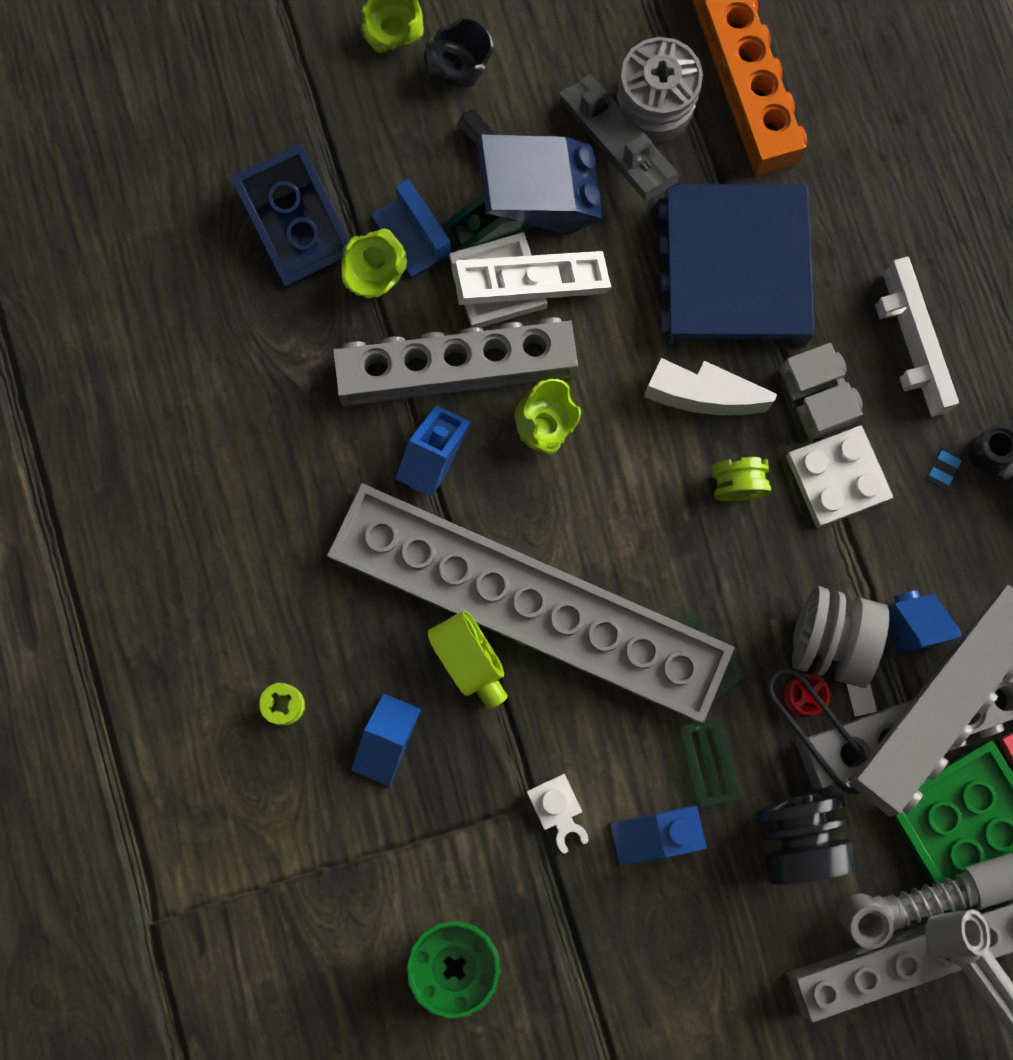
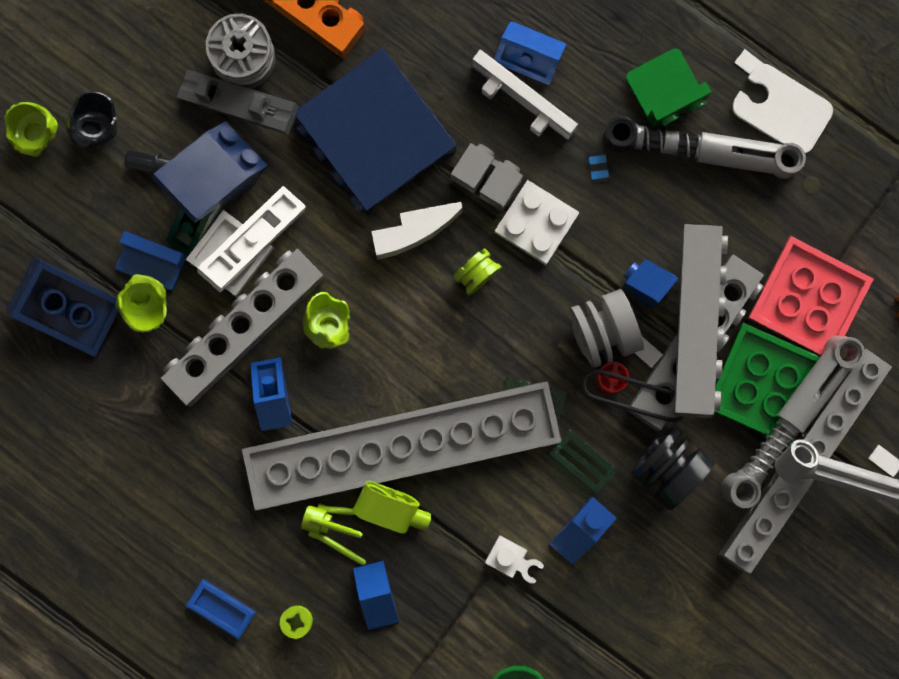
camera: 35 degrees left, 5 degrees up
(215, 633) = (220, 609): none -> blue tile
(384, 616) = (318, 520): none -> lime plant
(955, 300) = (529, 52): none -> blue panel

